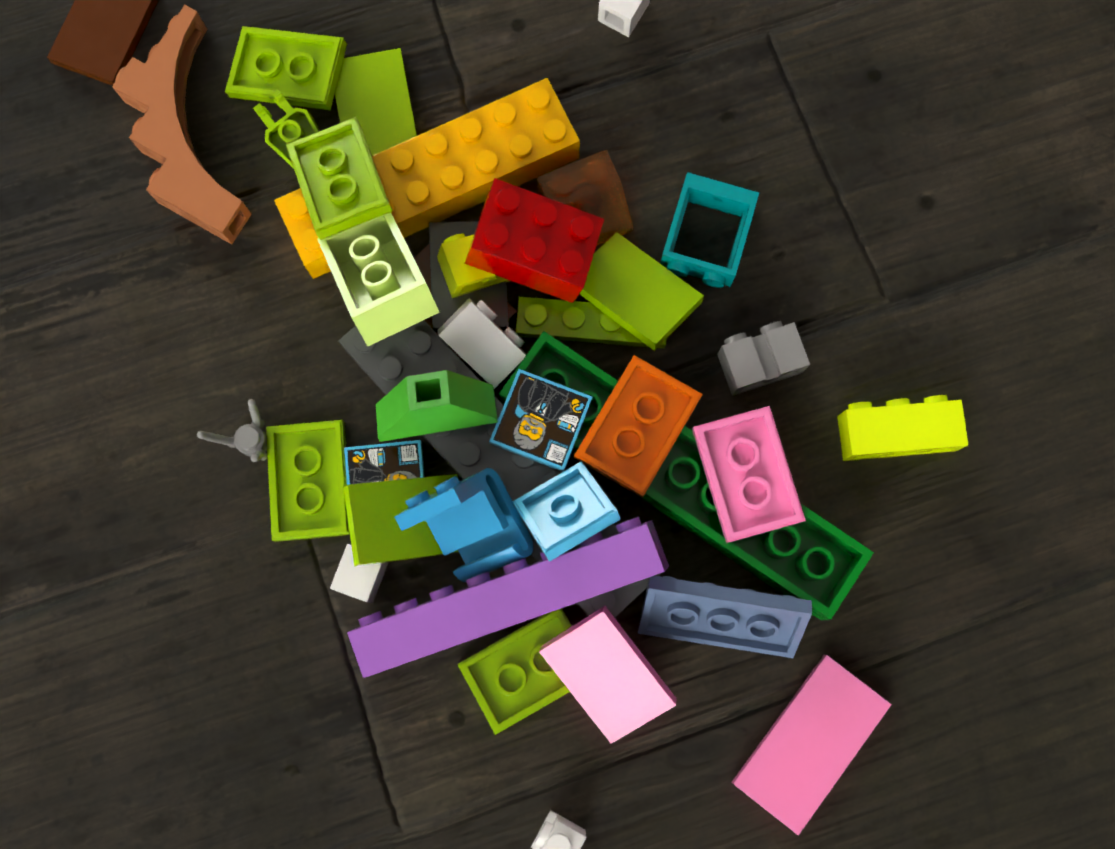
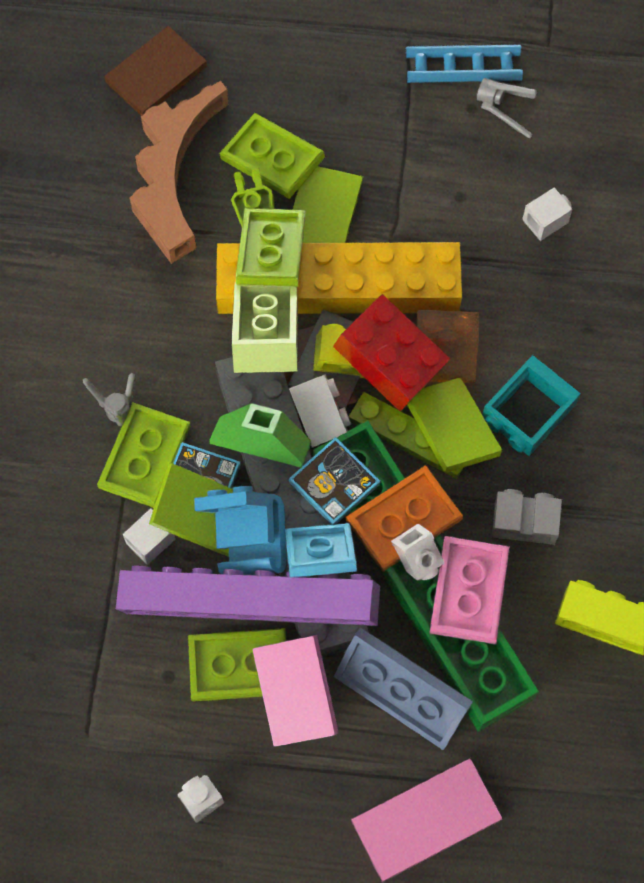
camera: 25 degrees right, 10 degrees down
(684, 465) = (418, 553): none -> white brick

